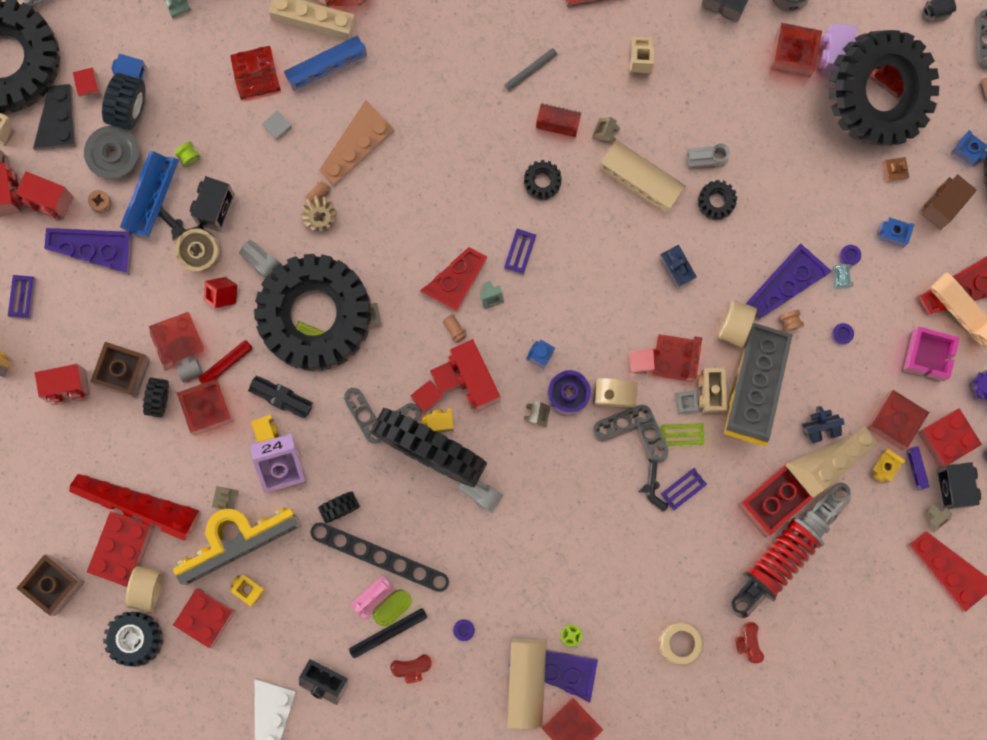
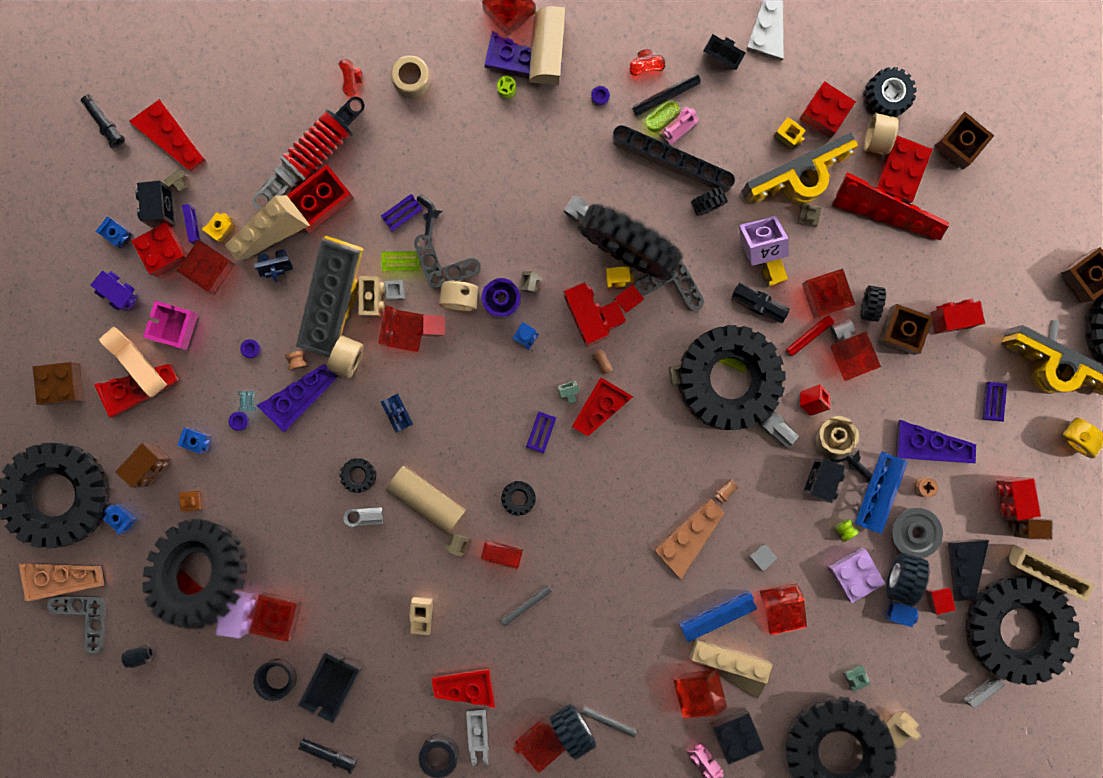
camera: 175 degrees left, 5 degrees up
(44, 195) = (979, 492): red brick -> none
(177, 107) = (856, 575): none -> lavender brick
(321, 206) = (726, 469): tan gear -> none

